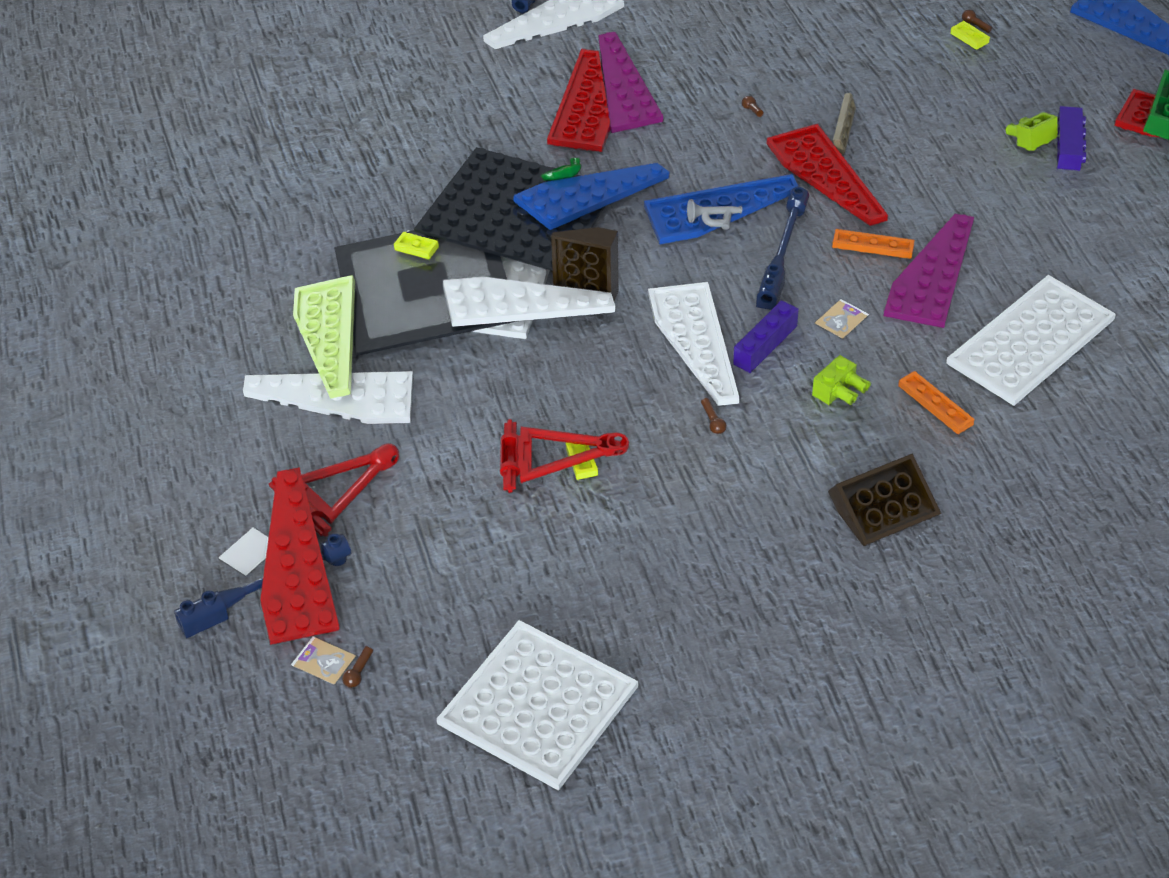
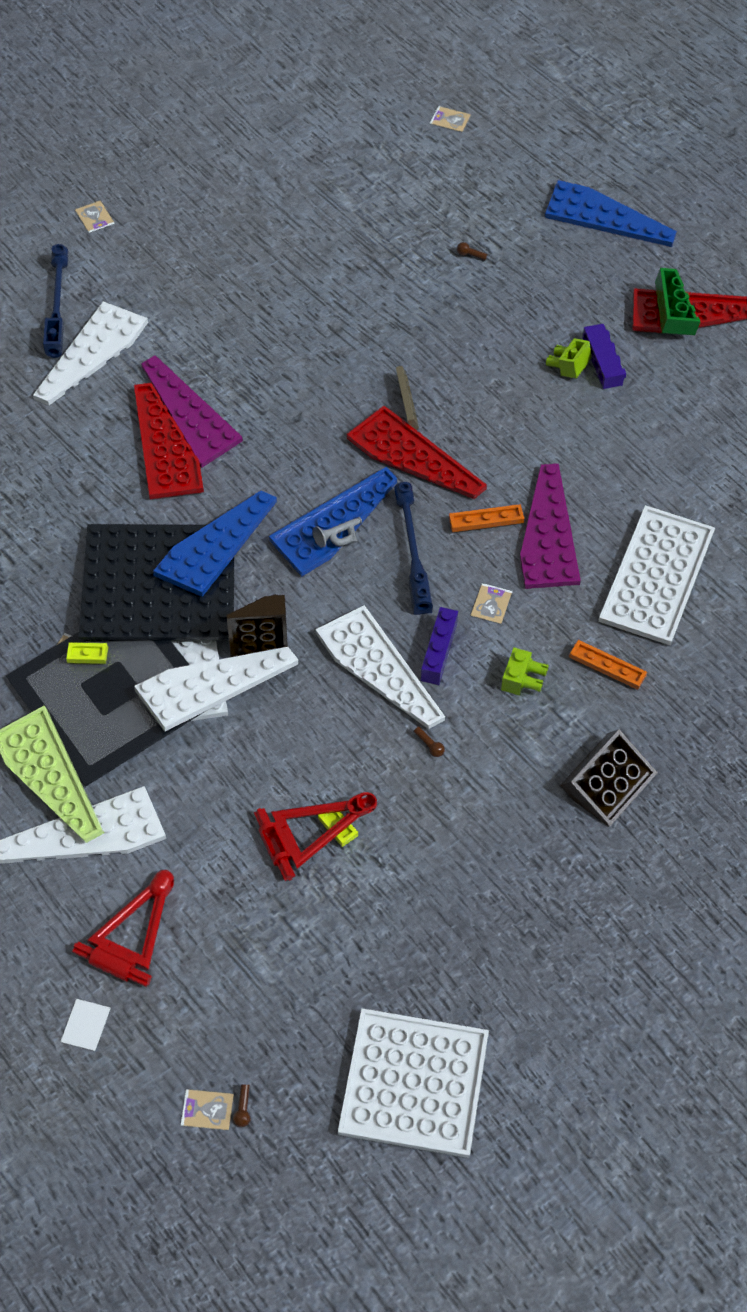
camera: 25 degrees left, 10 degrees up
(213, 606) = (87, 1095): dark blue bar -> none
(295, 582) = (150, 1046): red wing -> none
(564, 171) = (183, 529): green arm -> none
(750, 103) = (311, 398): reddish brown bar -> none
(970, 35) = (472, 268): neon yellow plate -> none

